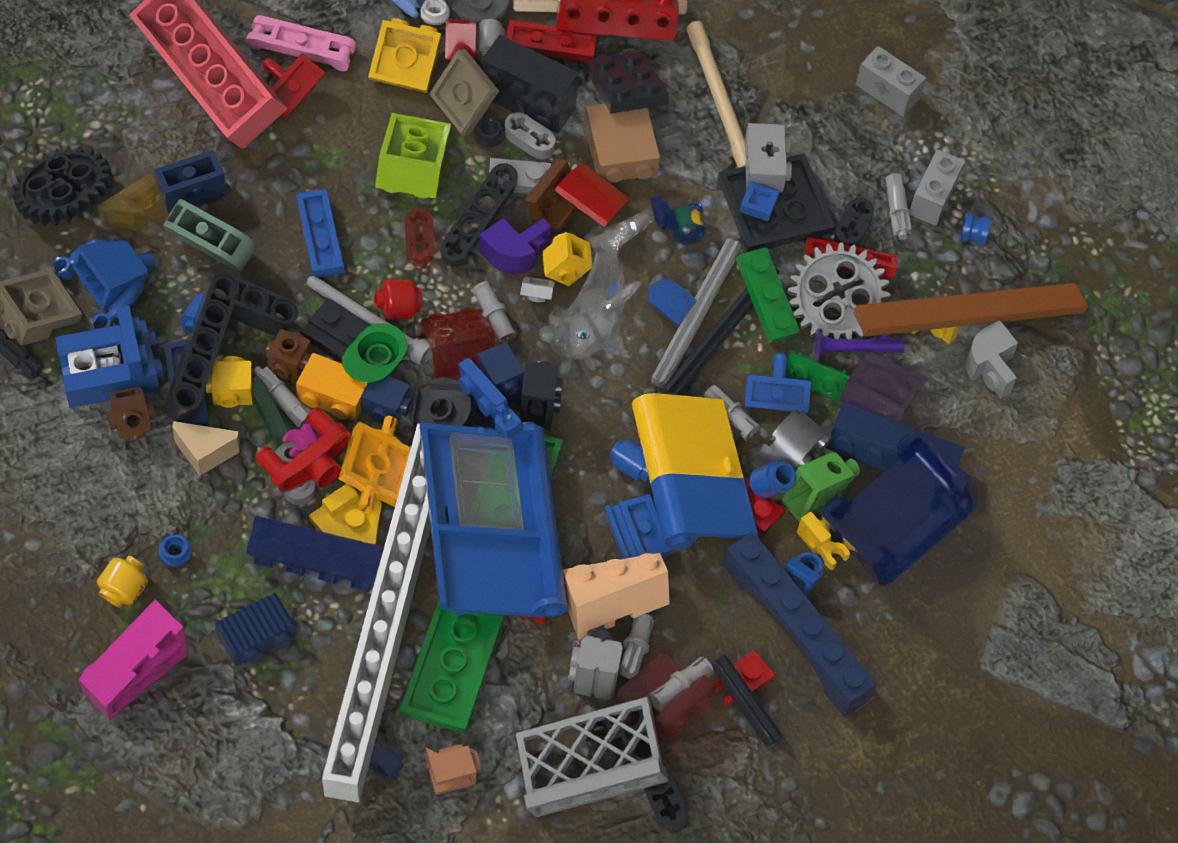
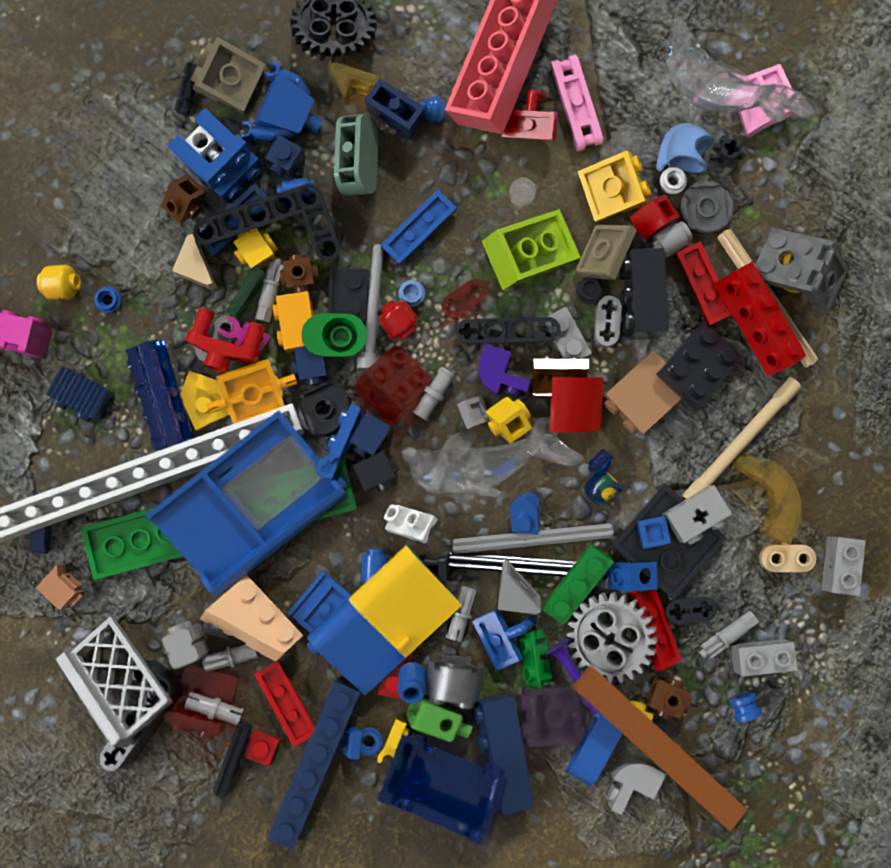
camera: 70 degrees right, 25 degrees up
(160, 302) = (285, 158): none -> dark blue brick
(220, 149) = (434, 109): none -> blue plate
(351, 133) = (522, 192): none -> clear tile
(377, 273) = (412, 292): none -> medium blue plate
(611, 399) = (409, 523): none -> white hips
(718, 620) = (286, 702): none -> red plate
(738, 350) = (516, 593): none -> light grey slope
(788, 248) = (626, 576): none -> blue bracket
(792, 91) = (784, 499): none -> clear yellow arch
(857, 121) = (788, 558): none -> tan plate
(926, 279) = (661, 691): none -> reddish brown brick
(934, 363) = (593, 750): none -> blue beam

